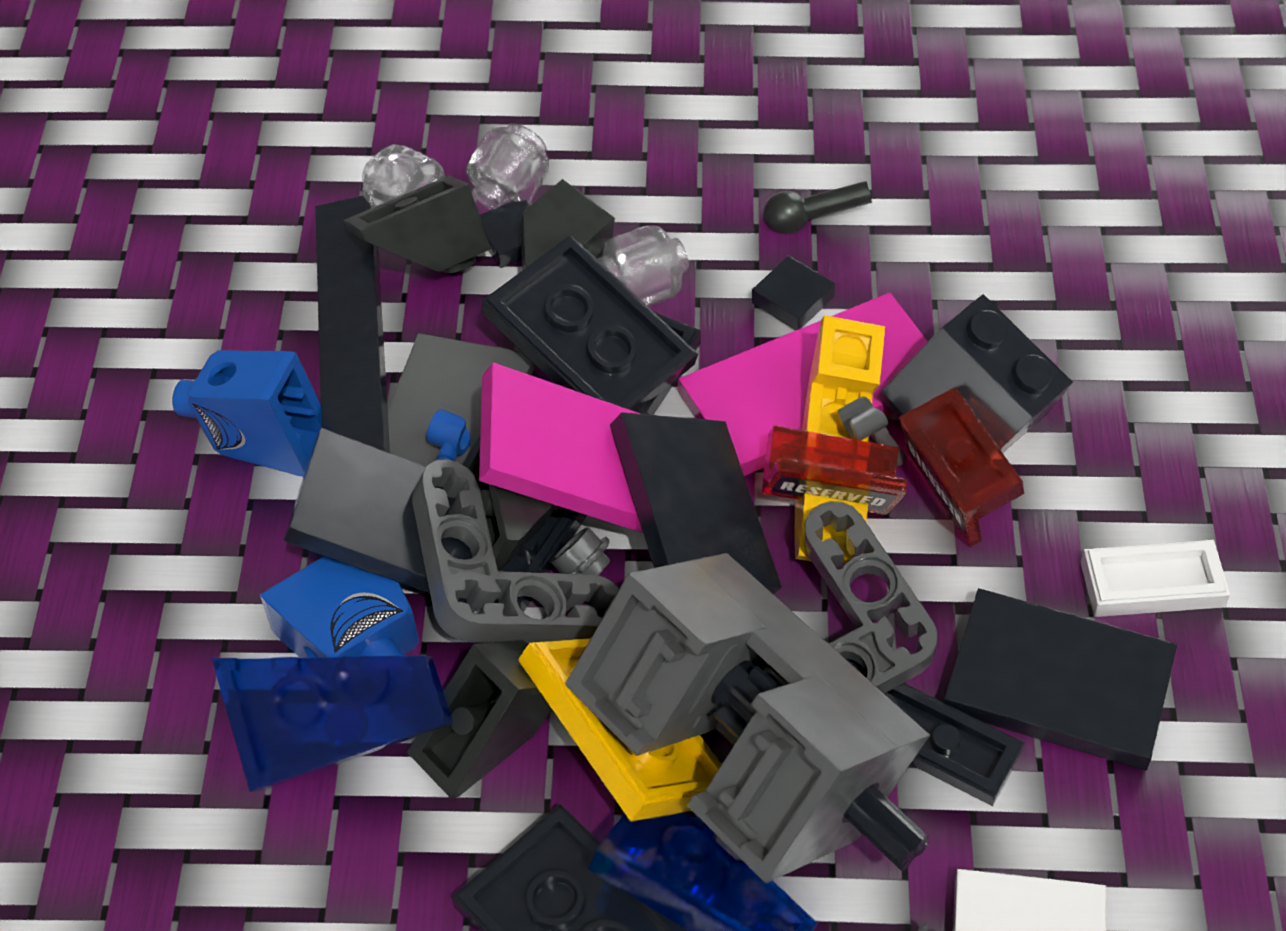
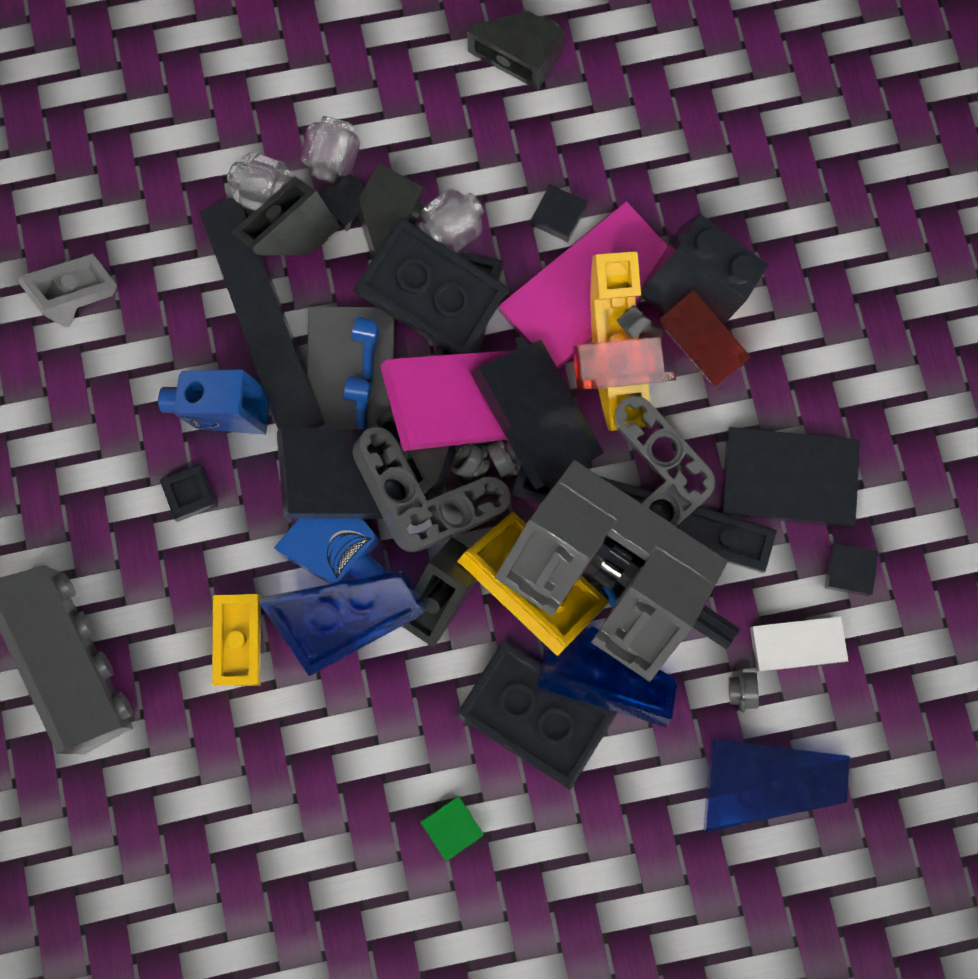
camera: 15 degrees left, 25 degrees up
(109, 247) = (66, 286): none -> light grey slope
(162, 720) = (236, 640): none -> yellow plate
(172, 523) = (188, 492): none -> black tile
(473, 367) = (367, 333): none -> blue hand
(630, 554) = (503, 457): none -> dark grey plate
(787, 103) = (518, 45): none -> pearl dark grey slope
(790, 212) = (539, 140): pearl dark grey bar -> none
(1135, 825) = (851, 569): none -> black tile
(1154, 578) = (837, 390): white tile -> none

